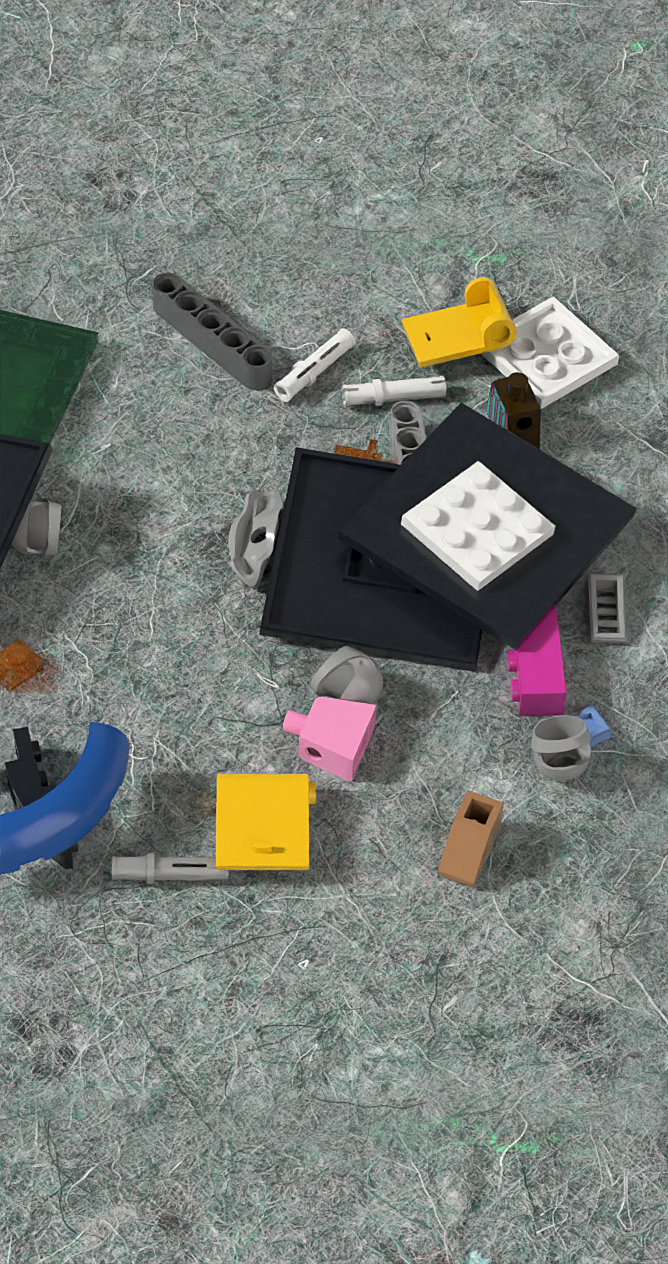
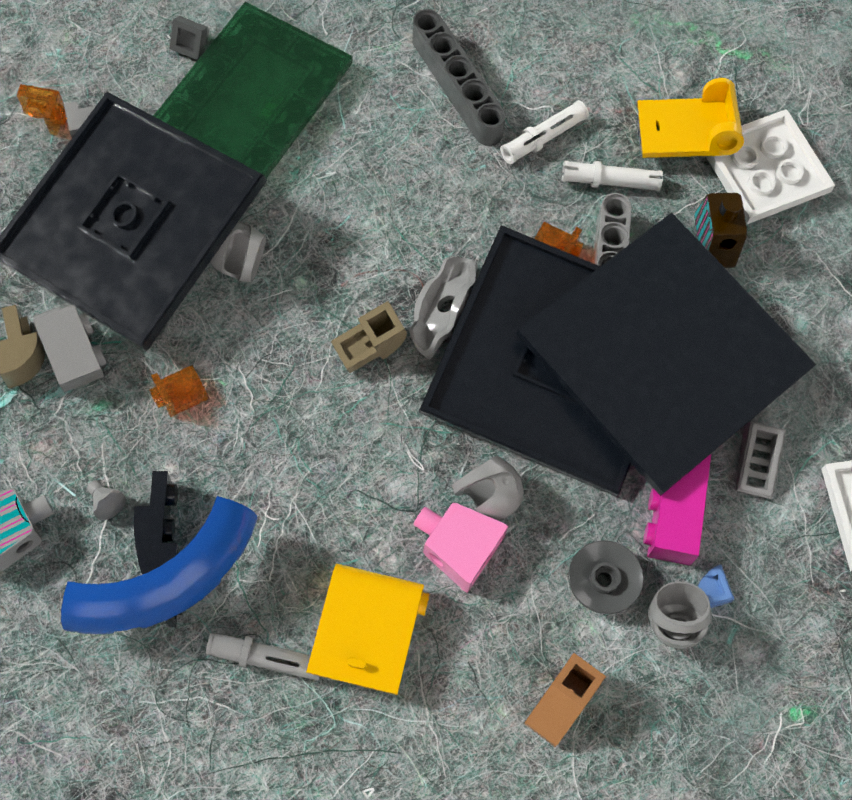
camera: 10 degrees right, 15 degrees up
(199, 574) = (376, 335): none -> dark tan brick
(477, 525) = (655, 354): white plate -> none
(484, 723) = (614, 562): none -> dark grey dish

